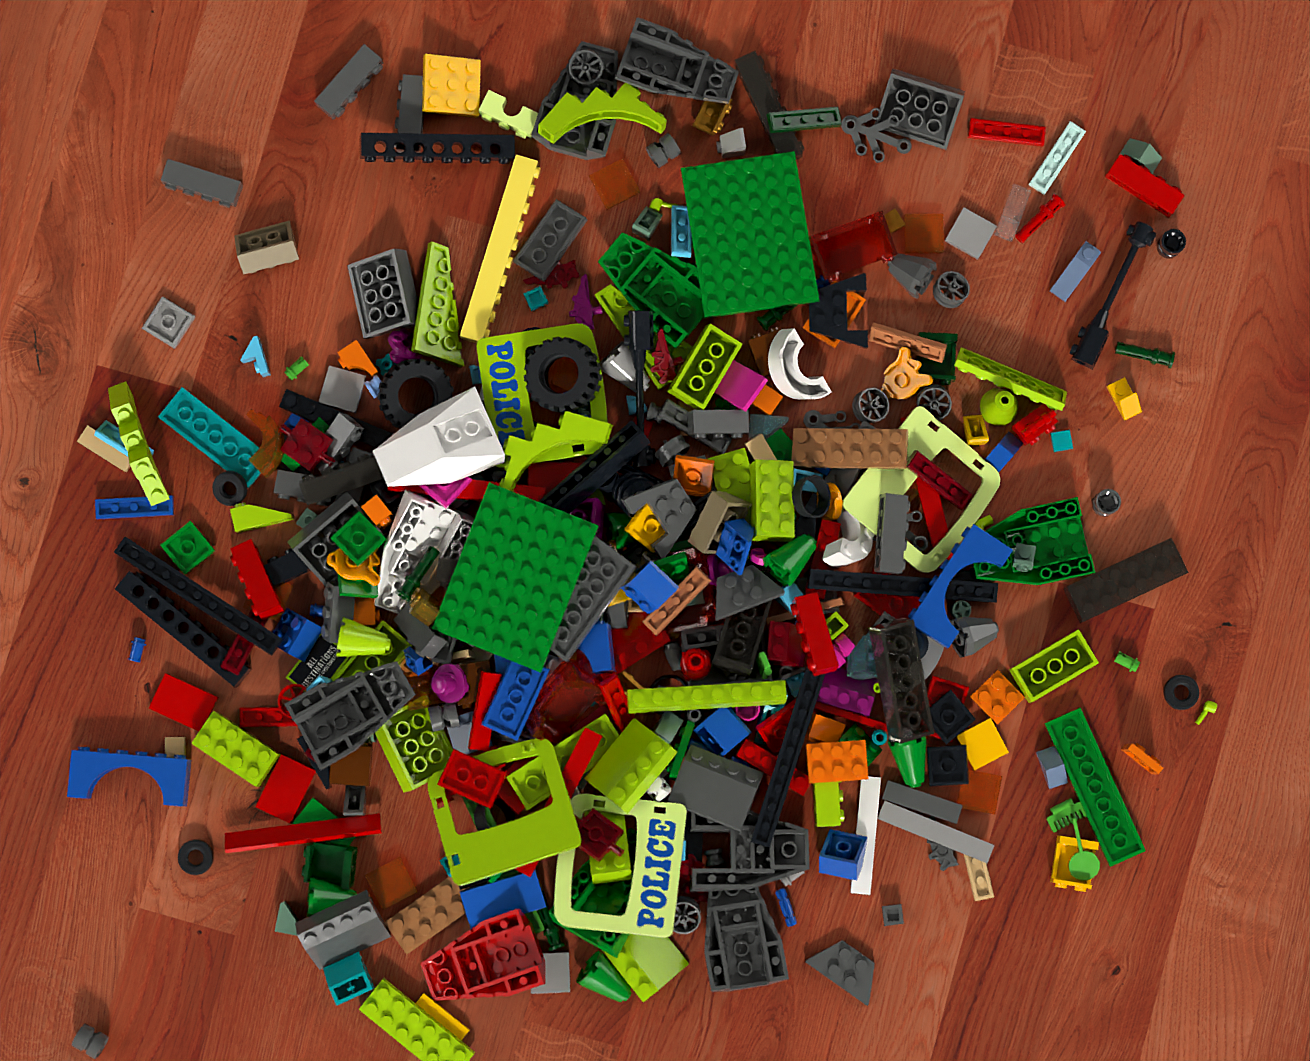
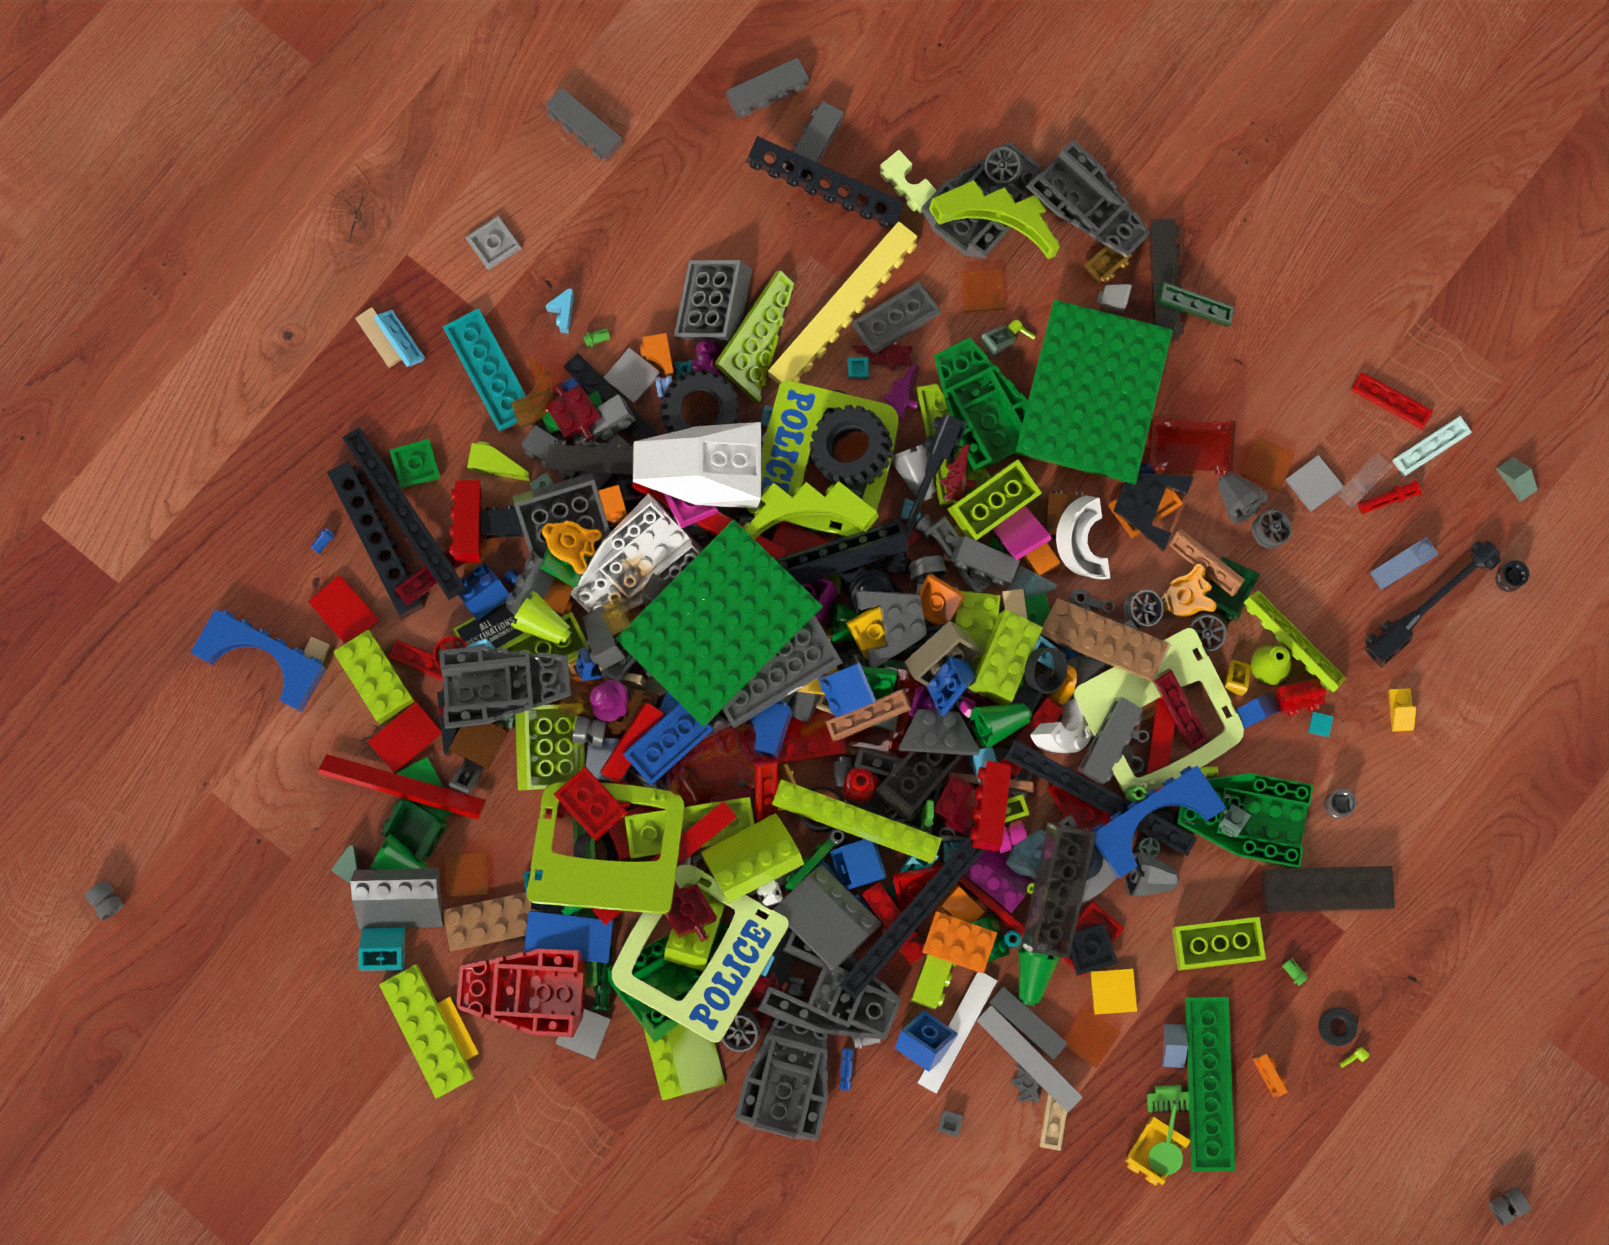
camera: 25 degrees right, 5 degrees down
(132, 508) = (381, 403): blue plate -> none
(133, 438) = (409, 334): lime arch -> none
(207, 860) = (296, 775): black tyre -> none
(237, 480) = (492, 423): black tyre -> none
(266, 247) = (618, 211): dark tan slope -> none
(358, 538) = (582, 521): green plate -> none
(413, 580) = (617, 586): dark green pin -> none
(451, 85) = (864, 131): yellow plate -> none
(604, 978) = (634, 1060): green cone -> none
(663, 150) = (1044, 277): dark grey wheel -> none
(667, 726) = (807, 836): sand green slope -> none
(680, 232) = (1027, 362): medium azure tile -> none
(747, 713) = (891, 858): dark pink wheel -> none
(773, 316) = (1086, 481): dark green pin -> none
(846, 969) = (880, 1158): dark grey wing -> none
(872, 133) = (1258, 346): dark grey plant -> none
(894, 221) = (1243, 440): pearl gold tile -> none
(923, 108) = (1314, 342): dark grey slope -> none
(929, 565) = (1132, 796): none -> bright green pin
(948, 765) = (1070, 997): black tile -> none
(997, 697) = (1148, 951): orange plate -> none
(1145, 185) = (1509, 509): red brick -> none
(1154, 356) = (1448, 679): dark green pin -> none

